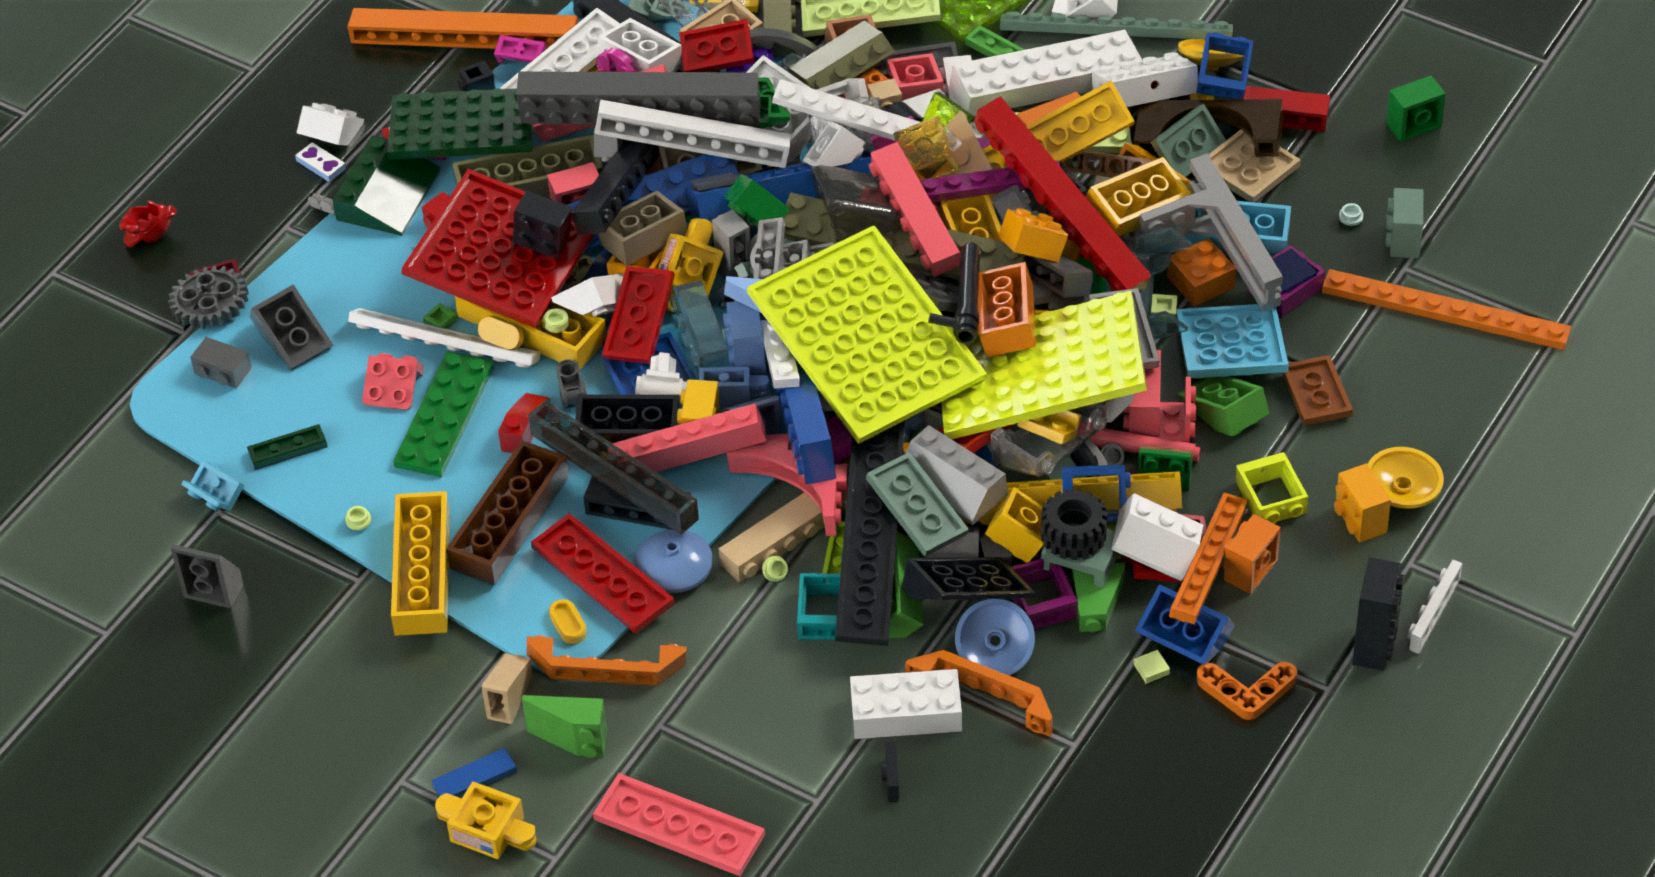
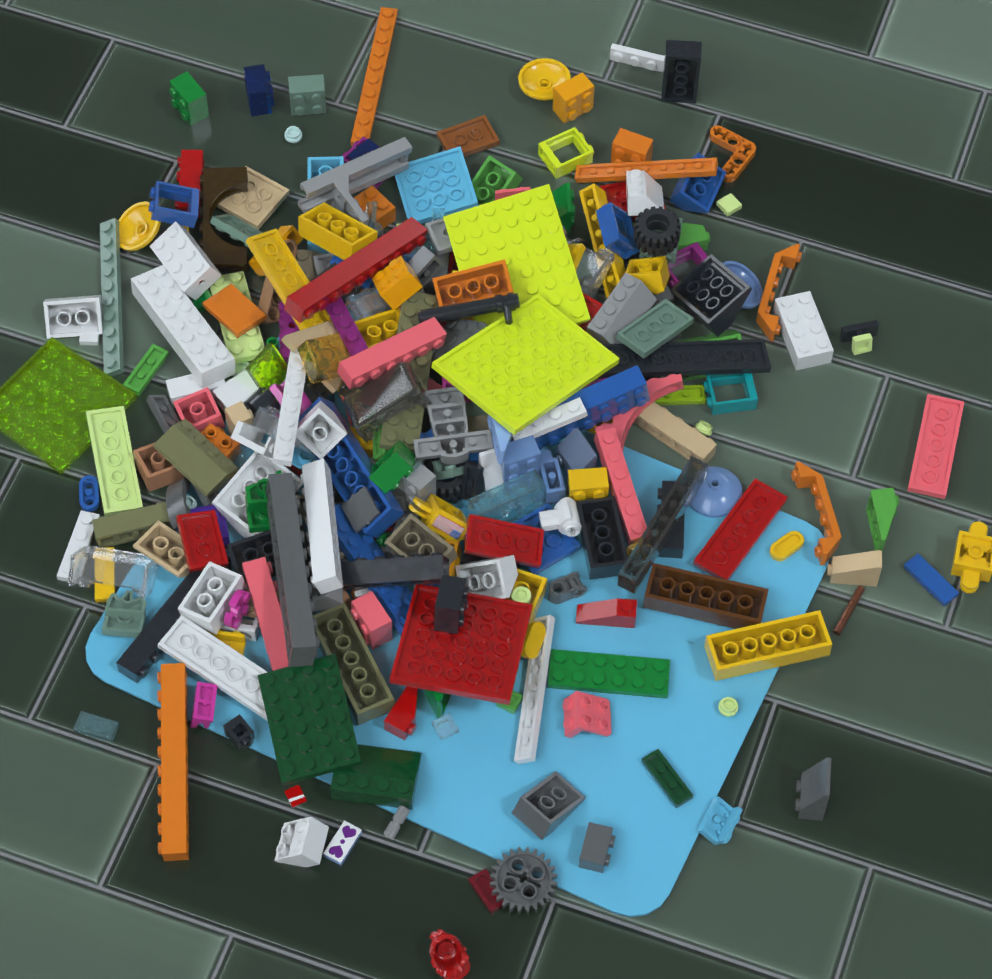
camera: 105 degrees left, 10 degrees up
(455, 675) = (848, 611): none -> copper bar
(869, 770) = (862, 344): none -> yellowish green plate
(1423, 170) = (258, 90): none -> clear blue brick

